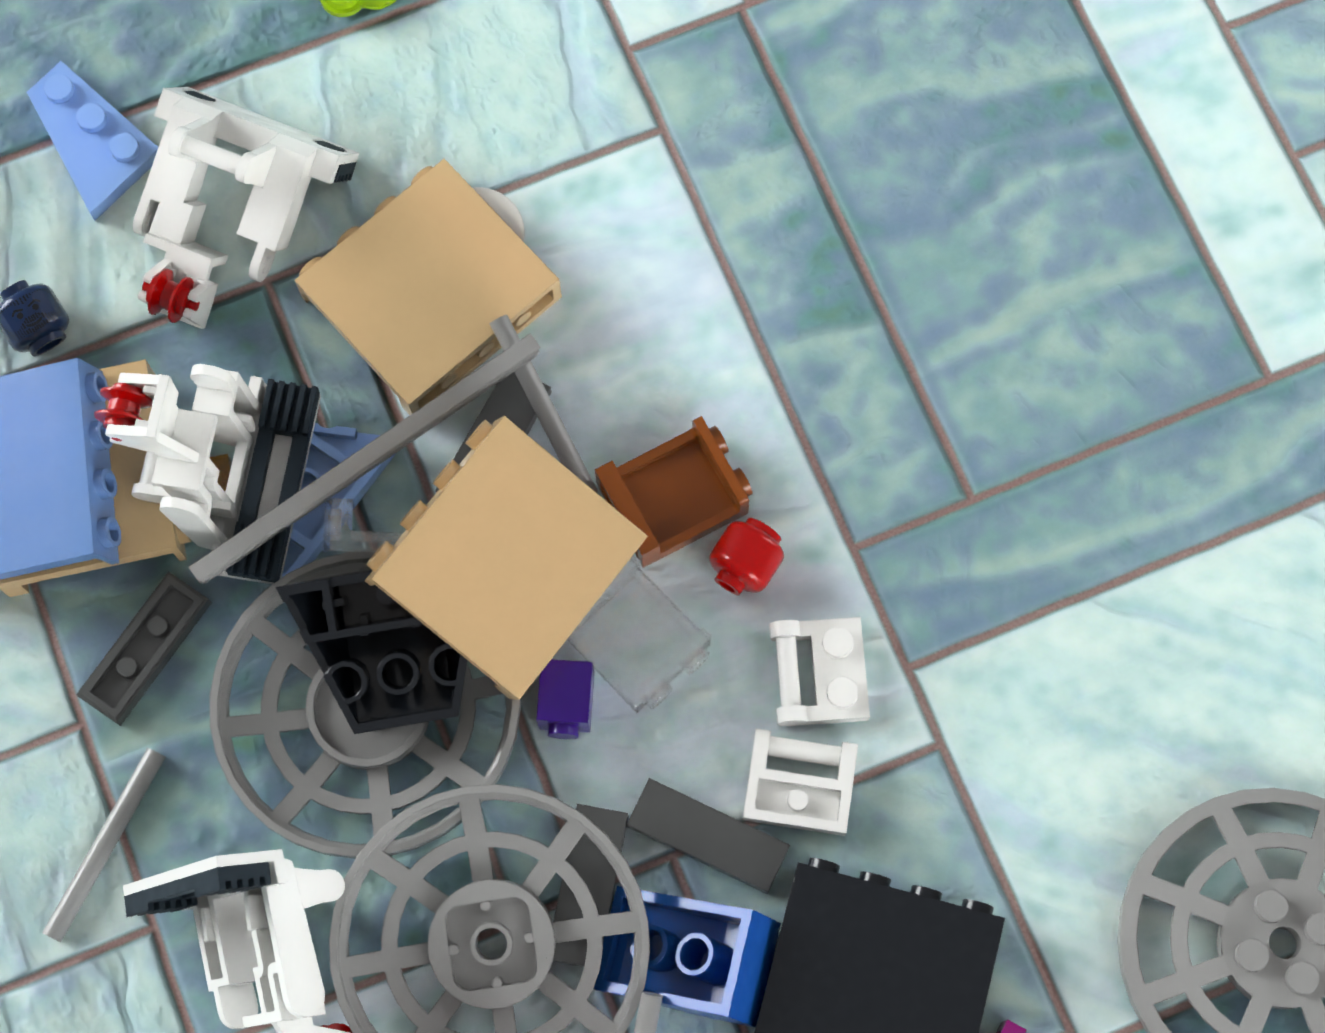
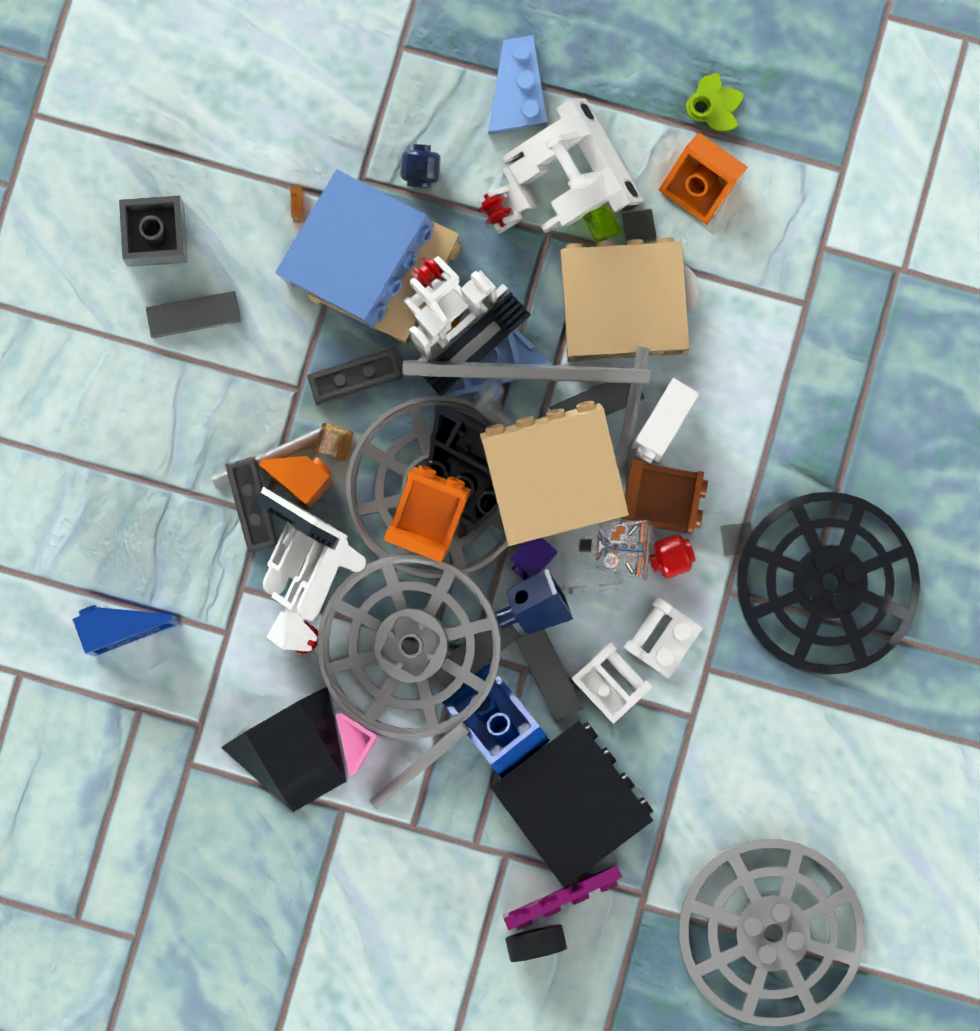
camera: 35 degrees right, 10 degrees up
(141, 940) = (254, 520): none -> dark grey tile
(161, 832) = (300, 477): none -> orange slope
(179, 753) = (334, 441): none -> clear orange tile
(326, 216) = (602, 223): none -> clear neon green tile
(374, 185) = (639, 225): none -> clear smoke tile
(376, 741) = (428, 513): none -> orange panel
(411, 72) = (702, 178): none -> orange slope
(600, 390) = (664, 421): none -> white window
(616, 754) = (535, 604): none -> dark blue torso
(671, 594) = (621, 548): none -> clear torso
(811, 473) = (734, 538): none -> clear smoke tile
(964, 464) = (809, 588): none -> black dish

